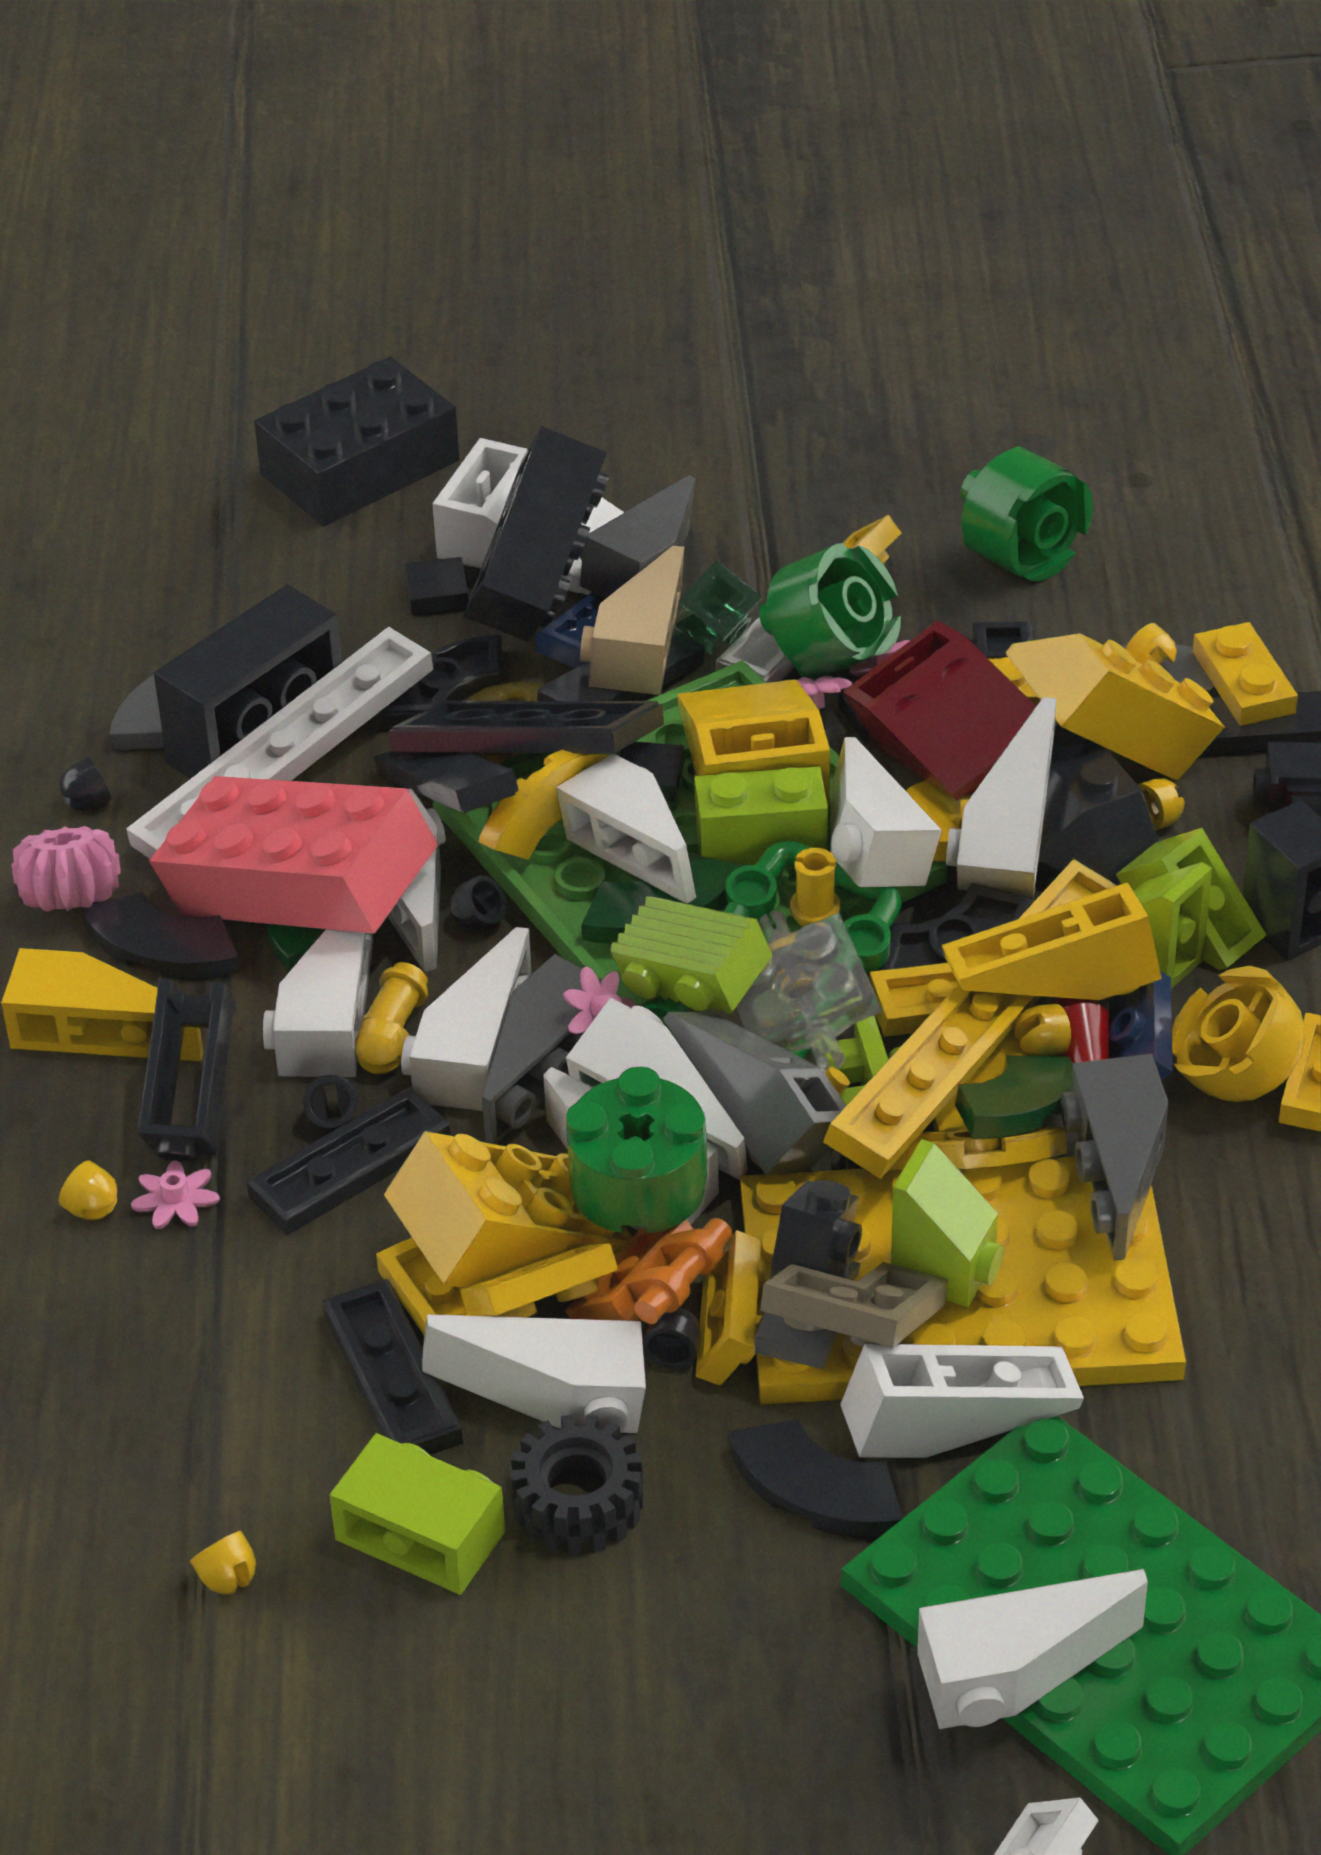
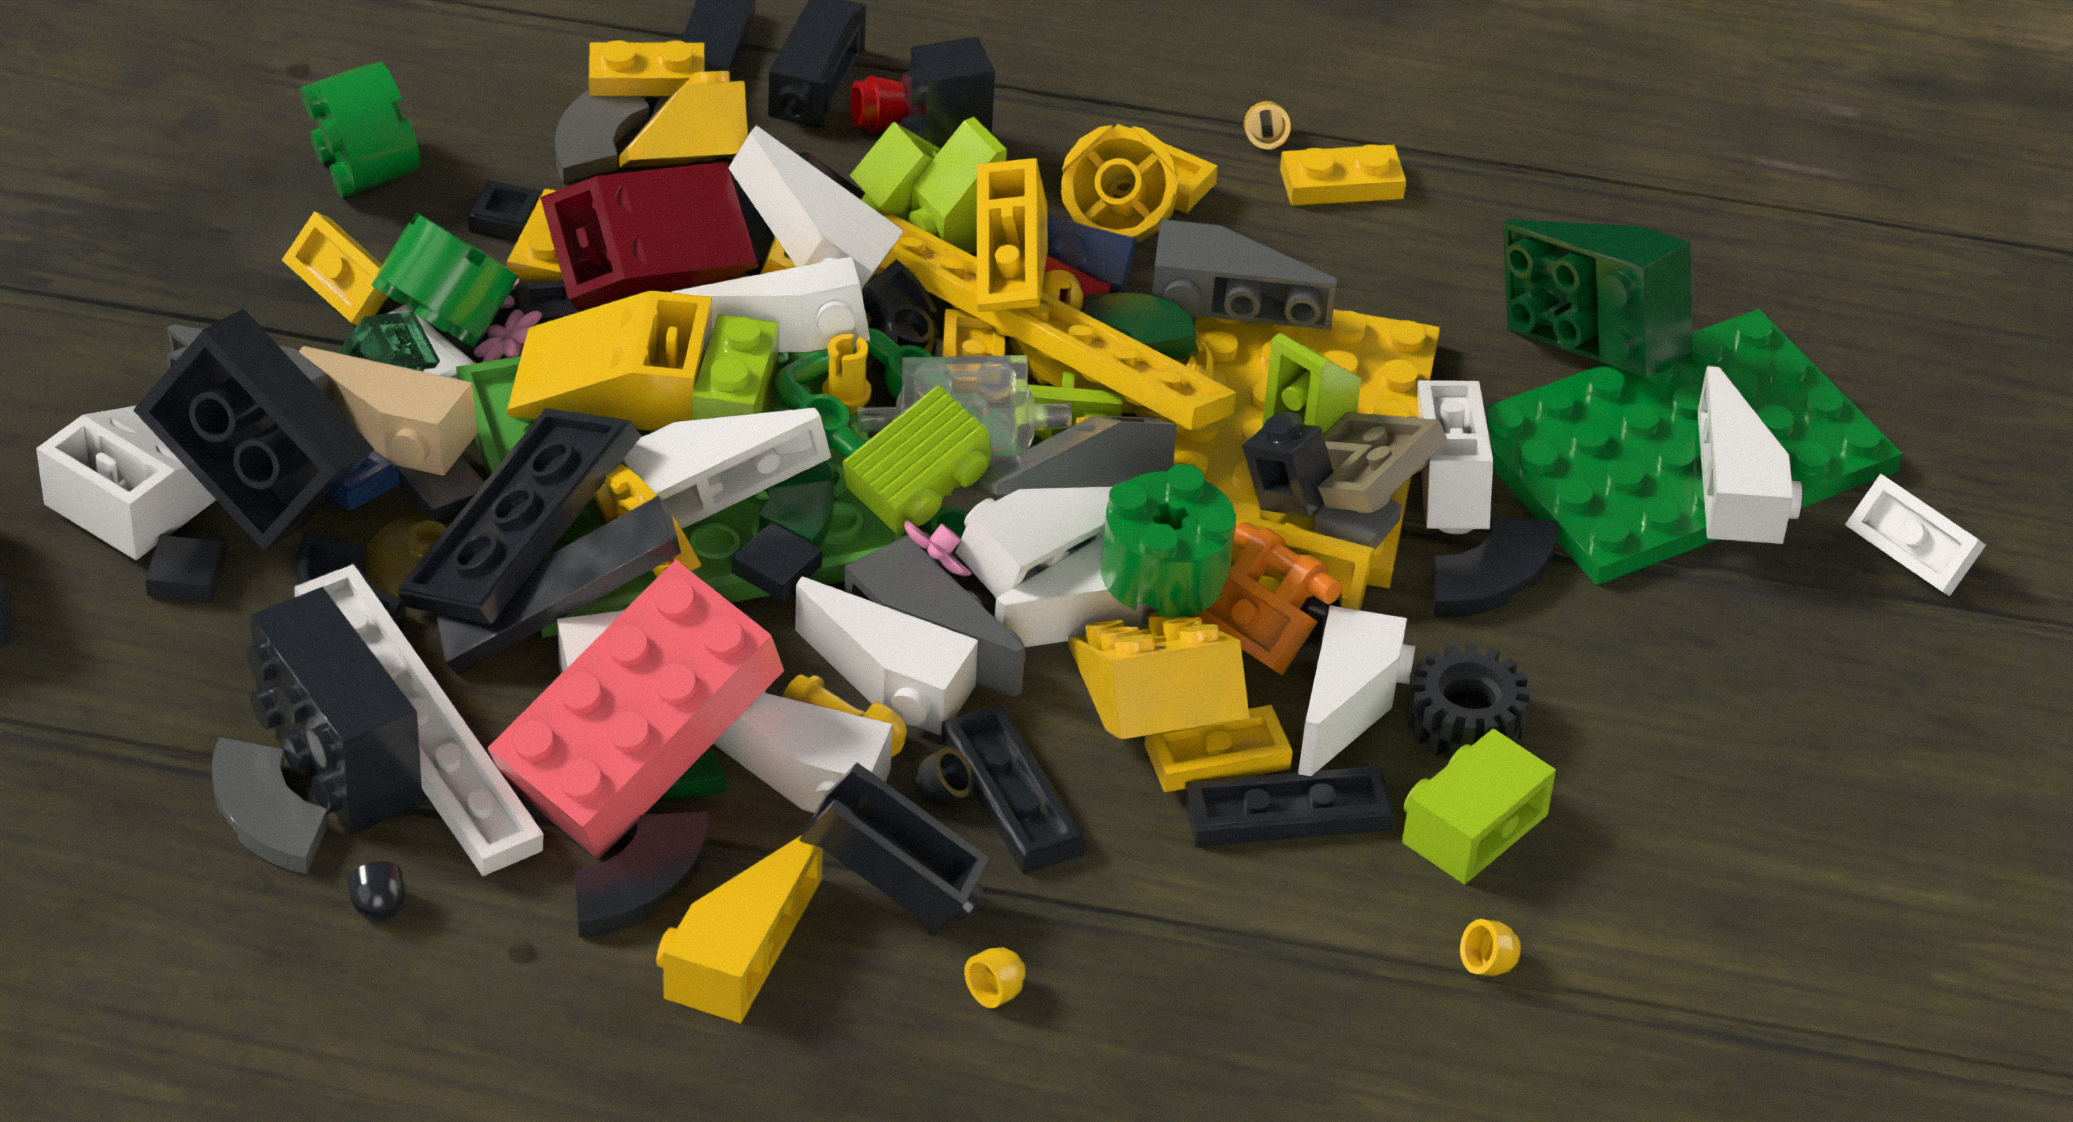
camera: 80 degrees left, 0 degrees up
(66, 868) = (530, 912): bright pink gear -> none
(173, 1194) = (1010, 920): bright pink plant -> none
(553, 912) = (776, 561): none -> black tile
(564, 1274) = (1270, 658): yellow plate -> none
(1152, 644) = (594, 110): yellow hinge -> none
(1237, 1466) = (1600, 291): none -> dark green slope

